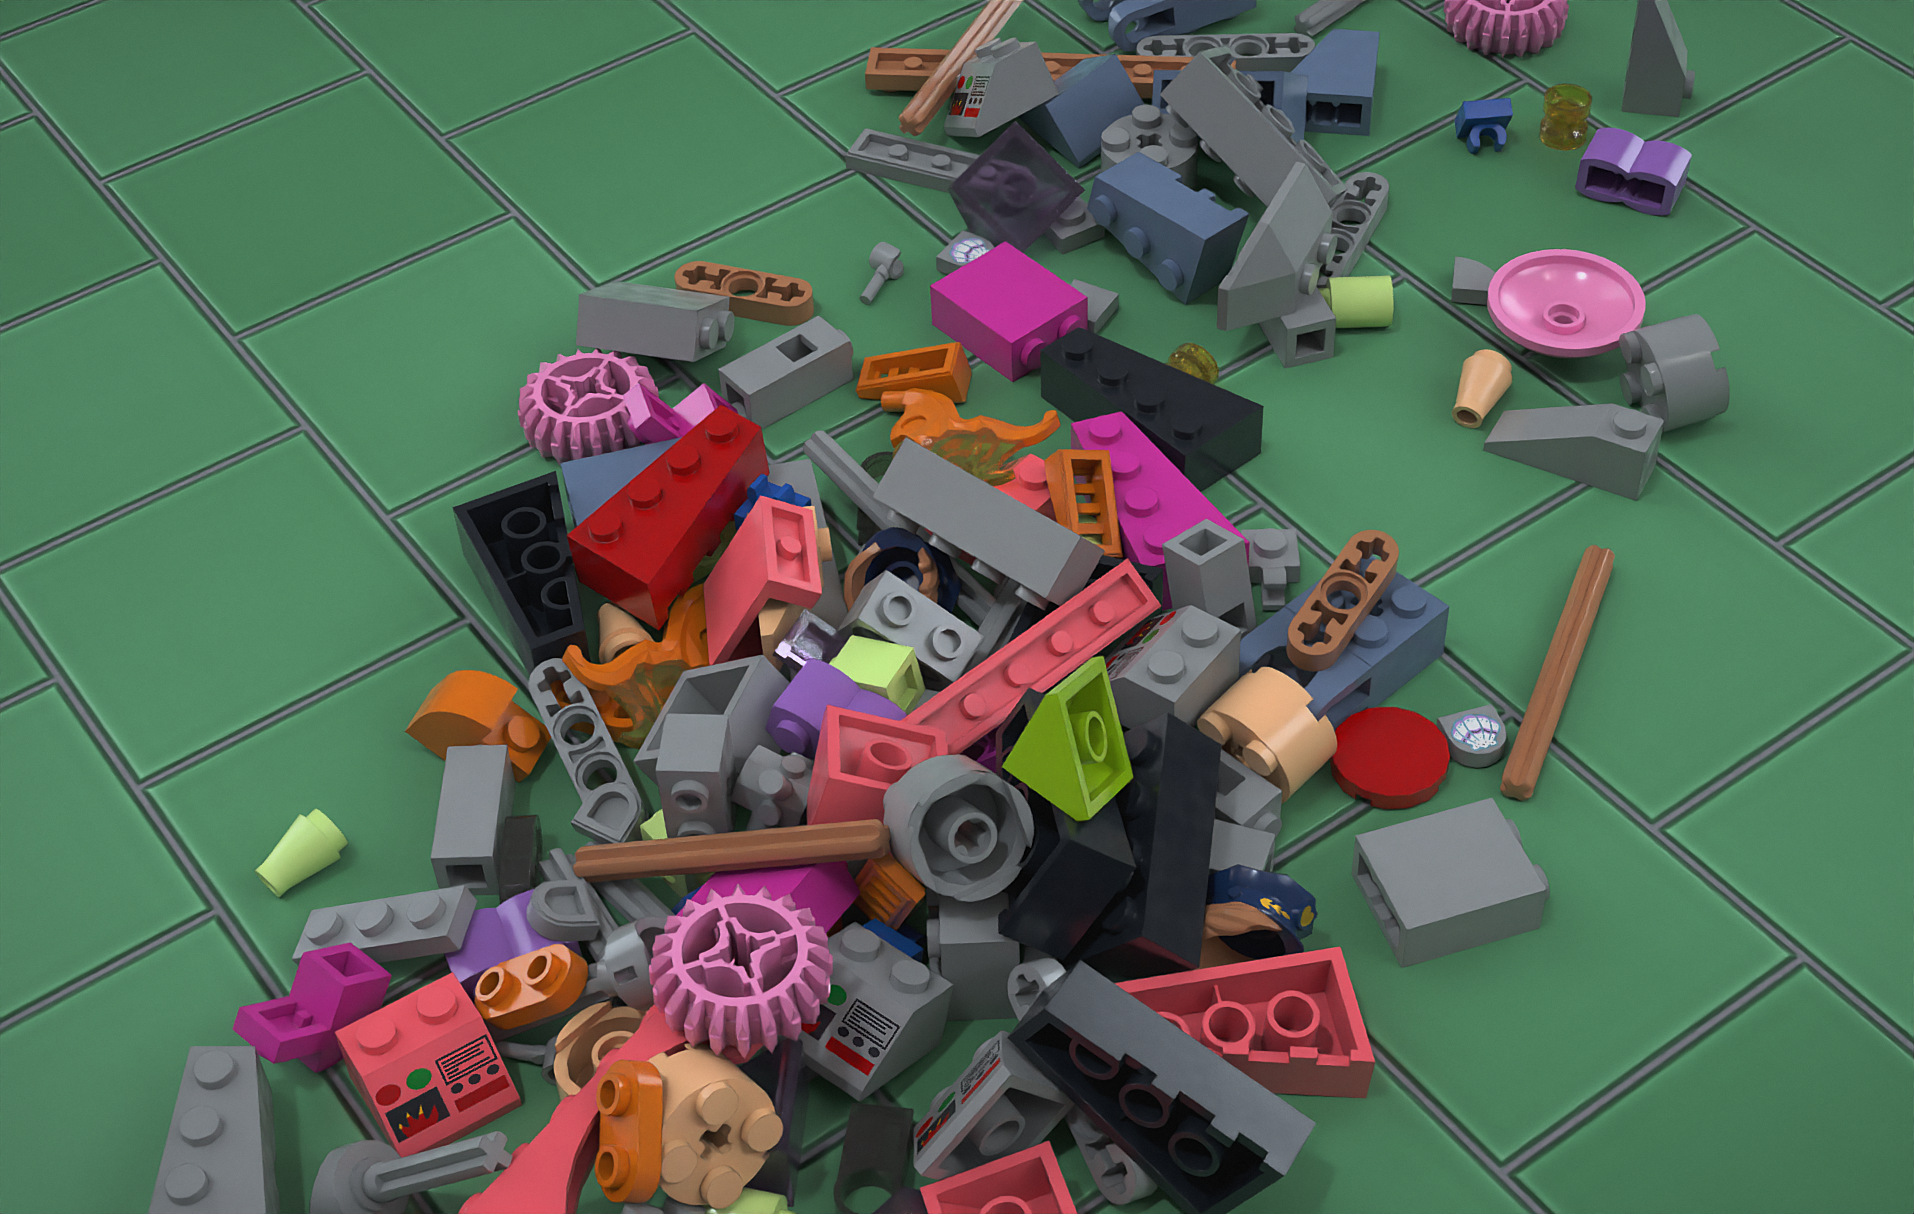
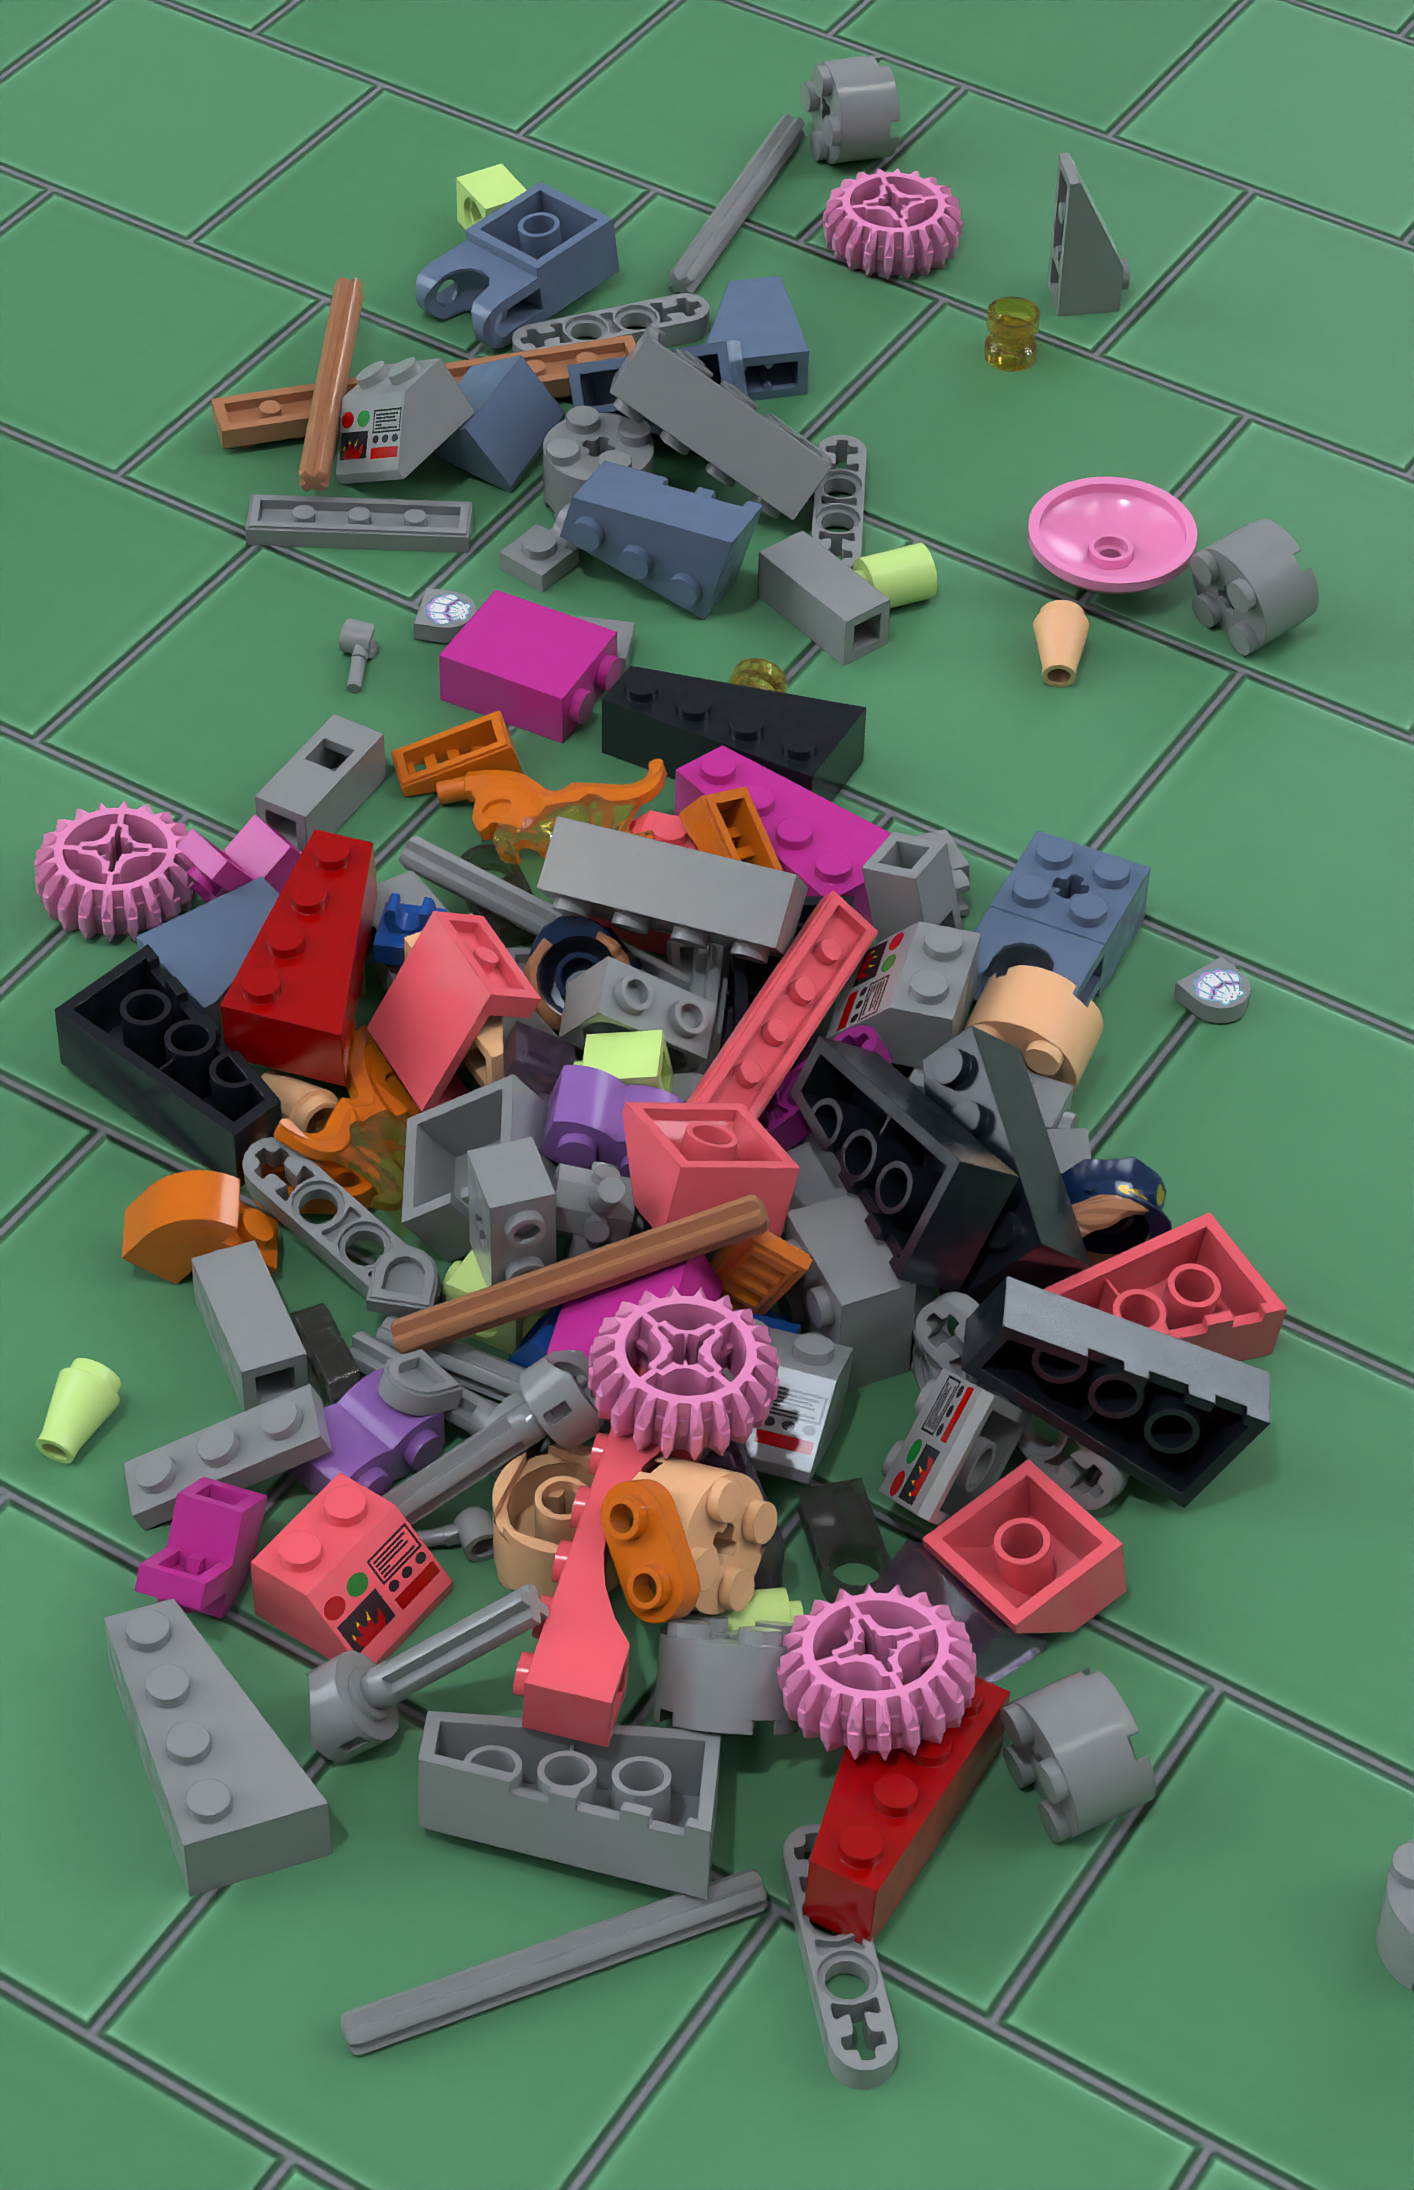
camera: 25 degrees left, 0 degrees up
(531, 986) = (428, 1469): orange plate -> none
(654, 321) = (150, 759): light grey brick -> none
(775, 300) = (159, 714): nougat beam -> none
(958, 827) = (828, 1182): light grey brick -> none
(1013, 191) = (476, 533): slope -> none
(1074, 744) = (909, 1074): lime slope -> none
(1280, 256) = (813, 538): light grey wedge -> none
(1342, 622) = (1060, 905): nougat beam -> none
(1390, 757) = (1149, 1032): red tile -> none
(1449, 882) = (1261, 1134): light grey brick -> none
(1470, 281) = (997, 533): light grey tile -> none
(1484, 119) = (930, 352): blue tile -> none
(1557, 674) = (1267, 911): nougat axle -> none
(1586, 443) = (1192, 676): light grey slope -> none
(1633, 171) = (1108, 380): medium lavender brick -> none

